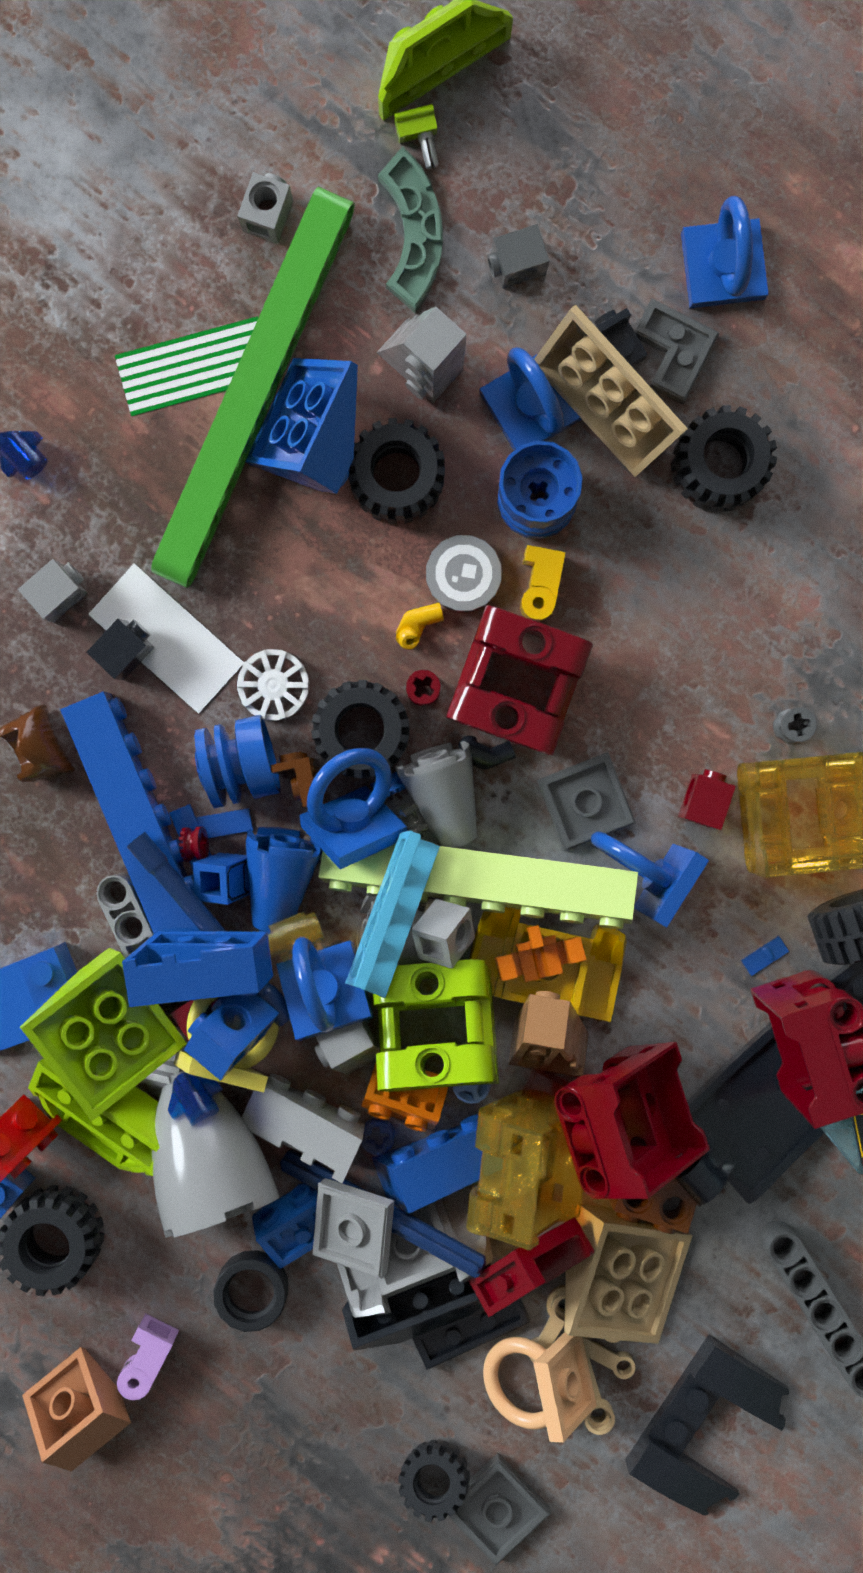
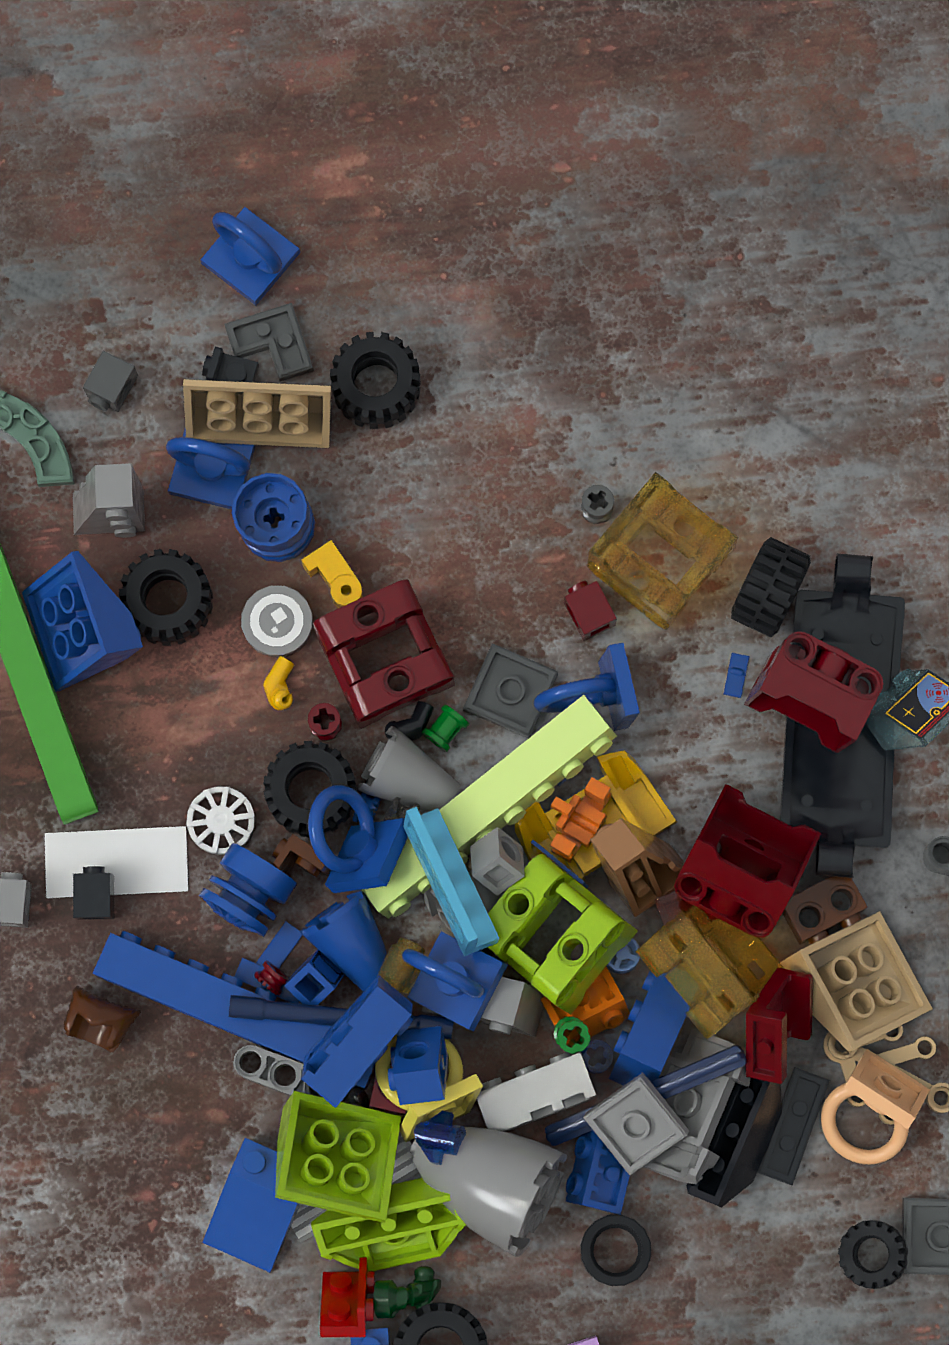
camera: 40 degrees left, 10 degrees down
(76, 1183) = (391, 1299): none -> dark green arm
(371, 1114) = (573, 1045): none -> green bush
(491, 972) = (559, 863): none -> blue window
(509, 782) = (445, 728): none -> green bush

